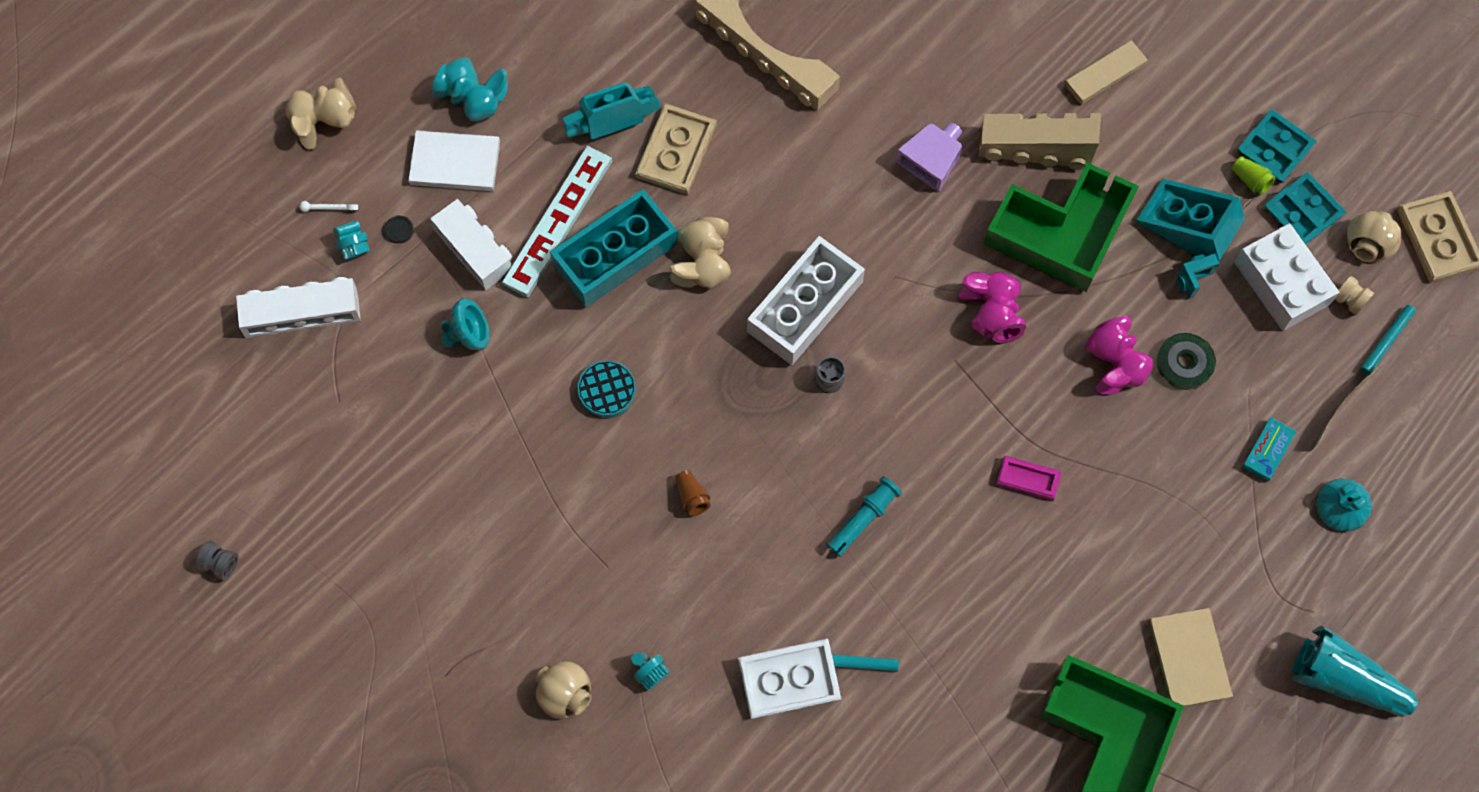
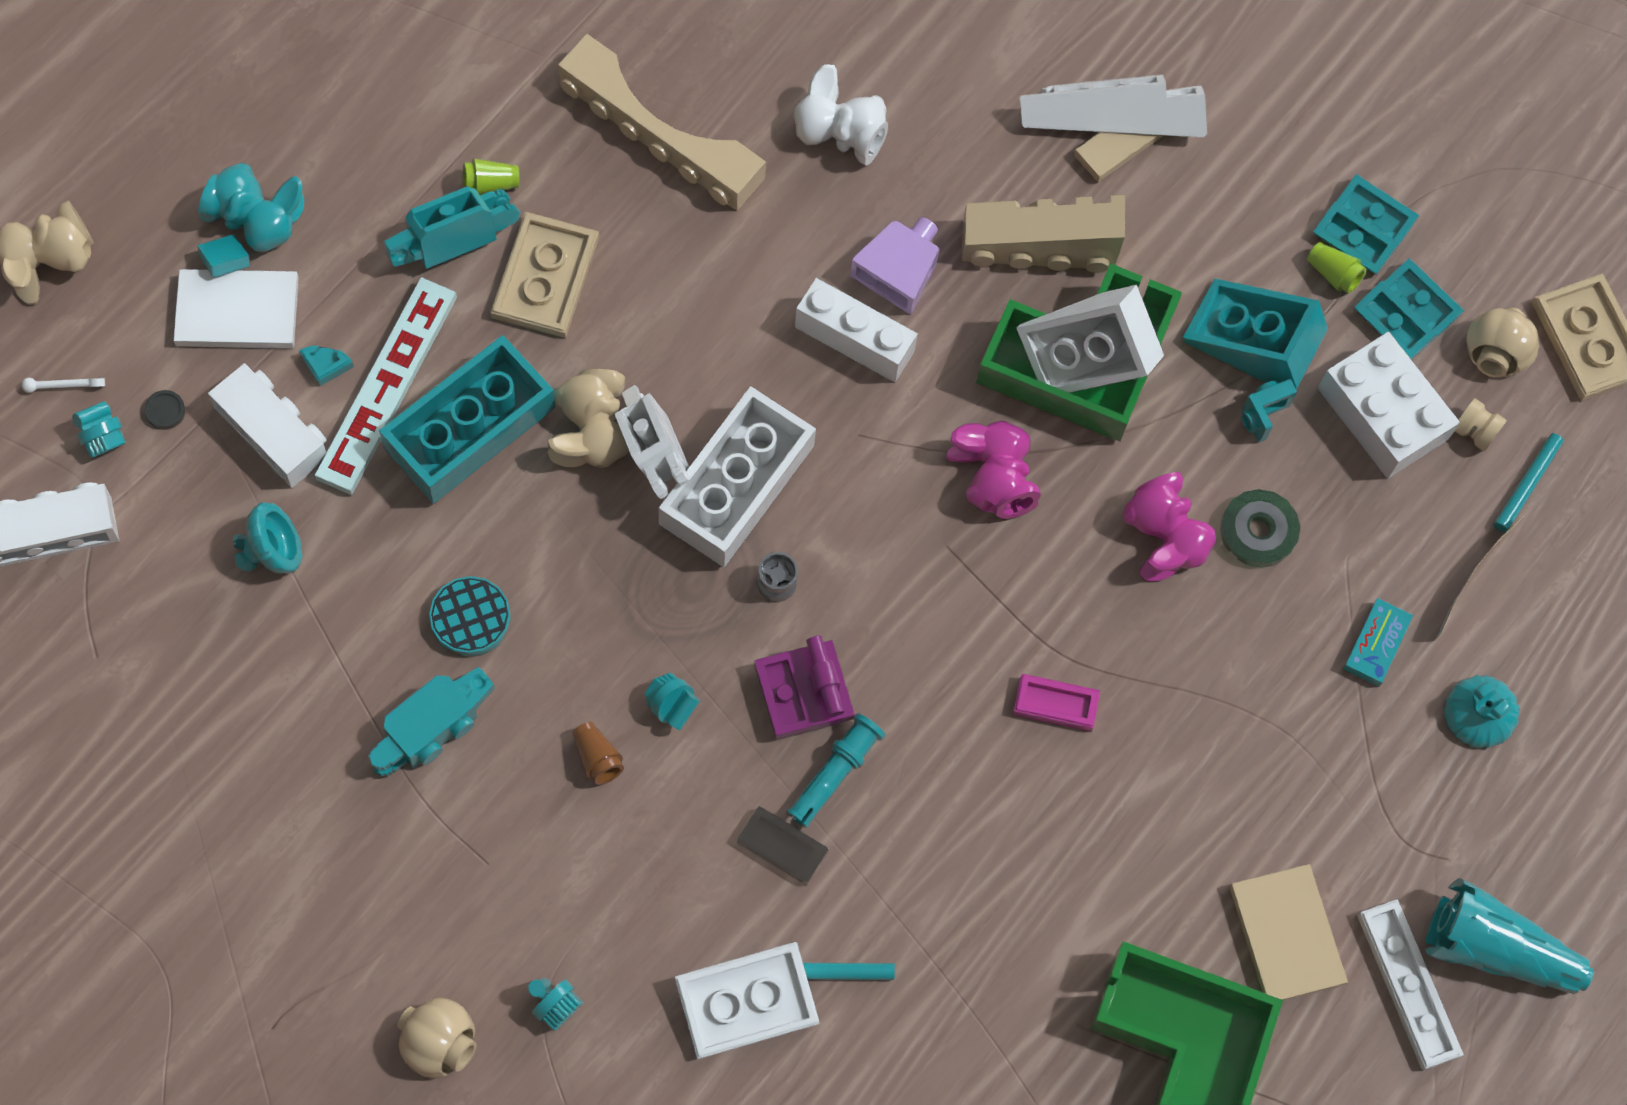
camera: 10 degrees left, 0 degrees up
(447, 122) = (223, 255): none -> teal tile
(515, 202) = (325, 362): none -> teal tile
(572, 462) = (430, 720): none -> teal hinge
(641, 76) = (489, 175): none -> lime cone
(745, 271) = (652, 441): none -> white hinge
(748, 458) = (671, 700): none -> teal piece
(822, 568) = (782, 845): none -> clear smoke tile
(845, 456) = (804, 688): none -> magenta plate
(898, 200) = (855, 330): none -> white brick
(904, 53) = (853, 124): none -> white animal
(1071, 217) = (1093, 341): none -> white slope
(1100, 51) = (1118, 106): none -> white wedge
(1279, 702) = (1410, 985): none -> white tile

